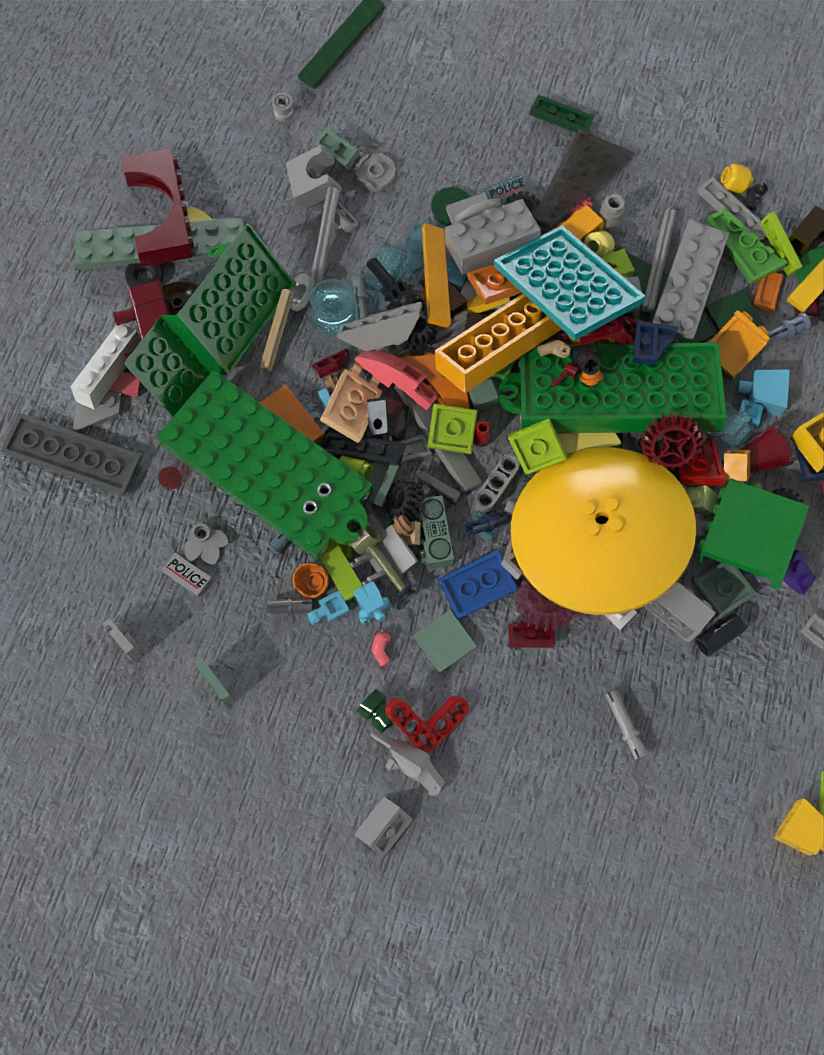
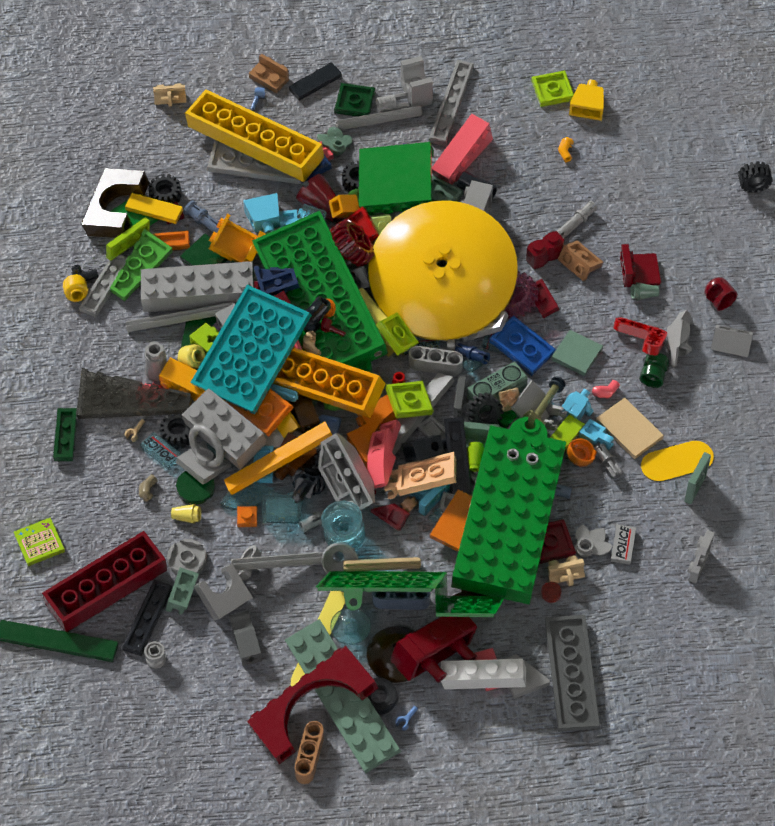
camera: 110 degrees left, 15 degrees down
(107, 287) = (407, 717): none -> medium blue hand
(123, 200) = (309, 743): none -> medium nougat beam
(185, 490) = (567, 571): none -> tan hips
(223, 510) = (557, 542): none -> dark red tile
(260, 185) = (245, 638): none -> dark grey piece
(260, 684) = (674, 460): none -> yellow sticker
(322, 651) = (629, 428): none -> tan tile
(327, 117) = (147, 618): none -> black tile
(377, 89) = (104, 581): none -> dark red brick
(395, 236) = (247, 516): none -> orange plate
(420, 187) = (187, 513): none -> light yellow cone
(451, 845) = (723, 290): none -> dark red helmet
(452, 60) = (39, 541): none -> lime tile
(471, 163) = (144, 488): none -> dark tan arm
(493, 756) = (643, 291): none -> sand green cone
(527, 766) = (639, 267): none -> dark red bracket
(537, 175) = (128, 432): none -> tan hand
(569, 704) = (579, 259): none -> medium nougat bracket
(598, 674) = (544, 250): none -> dark red brick
(601, 980) = (755, 177): none -> black tyre
(749, 771) = (563, 148): none -> light orange arm
(778, 638) = (463, 149): none -> coral wedge

